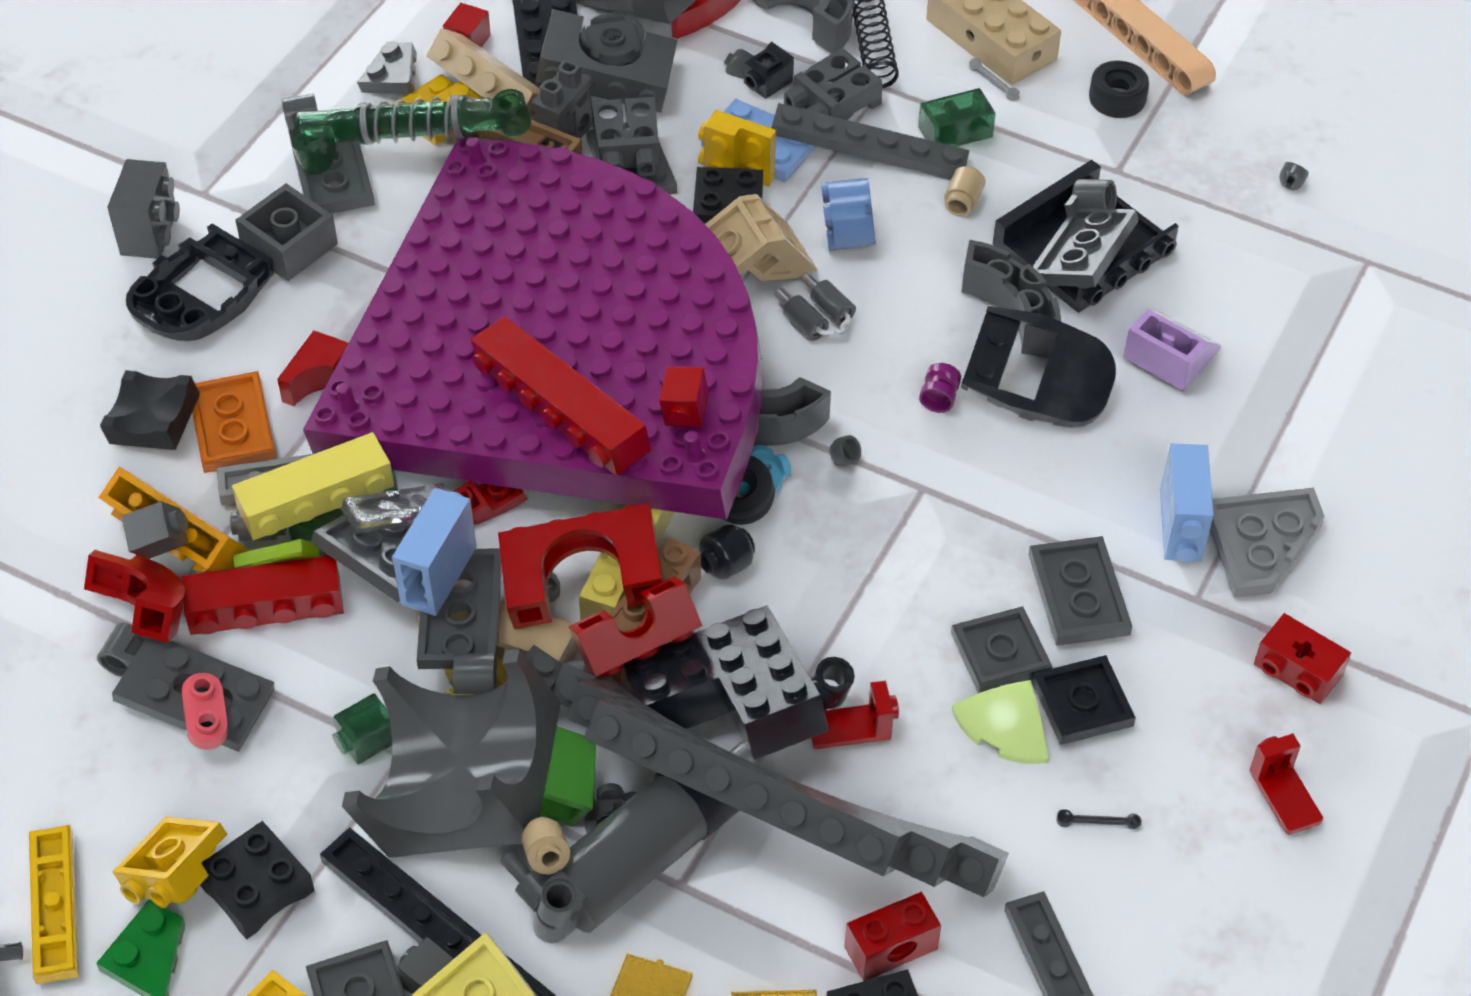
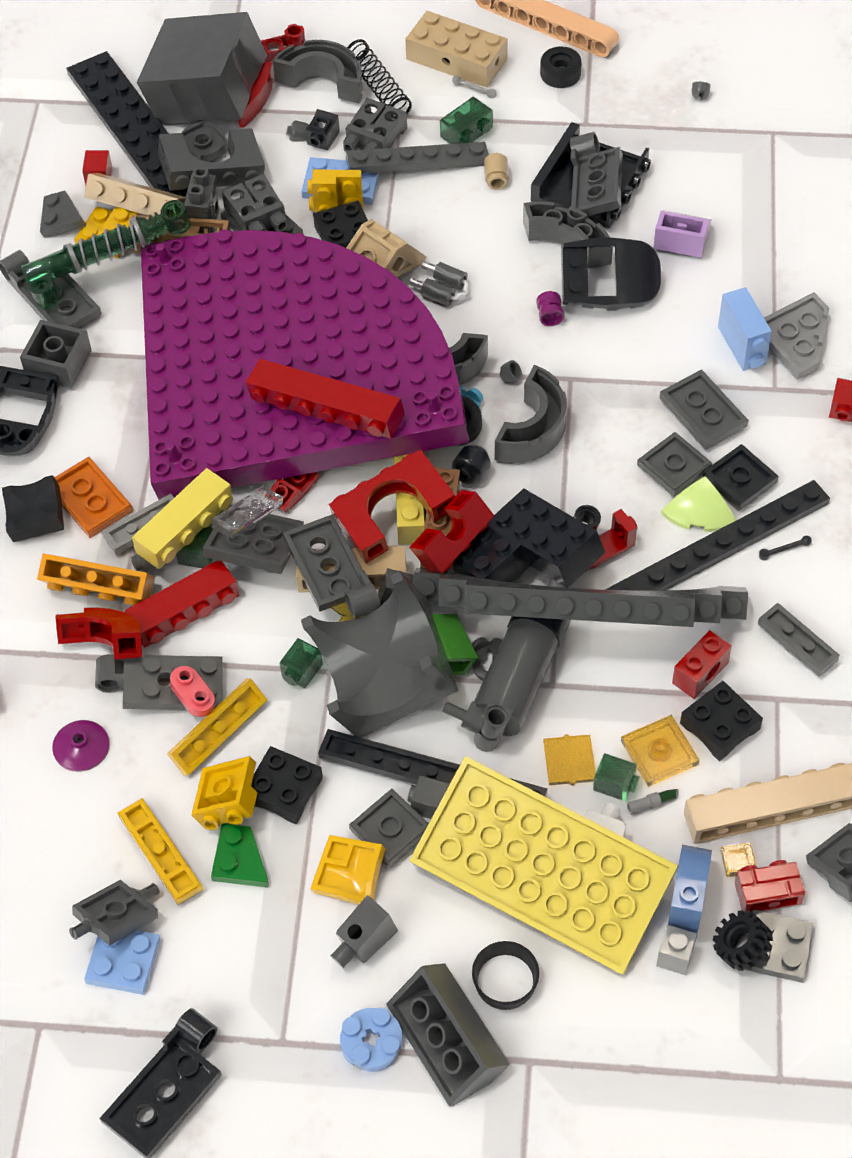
camera: 20 degrees left, 5 degrees up
(45, 740) = (81, 755): none -> magenta dish
(155, 529) = (95, 585): dark grey brick -> none
(214, 769) = (217, 726): none -> yellow plate
(277, 553) = (179, 573): lime tile -> none
(310, 367) = (129, 439): red arch -> none
(434, 551) = (299, 530): light blue brick -> none
(545, 846) = (473, 688): tan brick -> none
(684, 396) = (411, 370): red brick -> none
(842, 541) = (541, 433): none -> dark grey brick
(848, 213) = (432, 211): medium blue brick -> none
(1017, 780) = (727, 540): none -> black plate

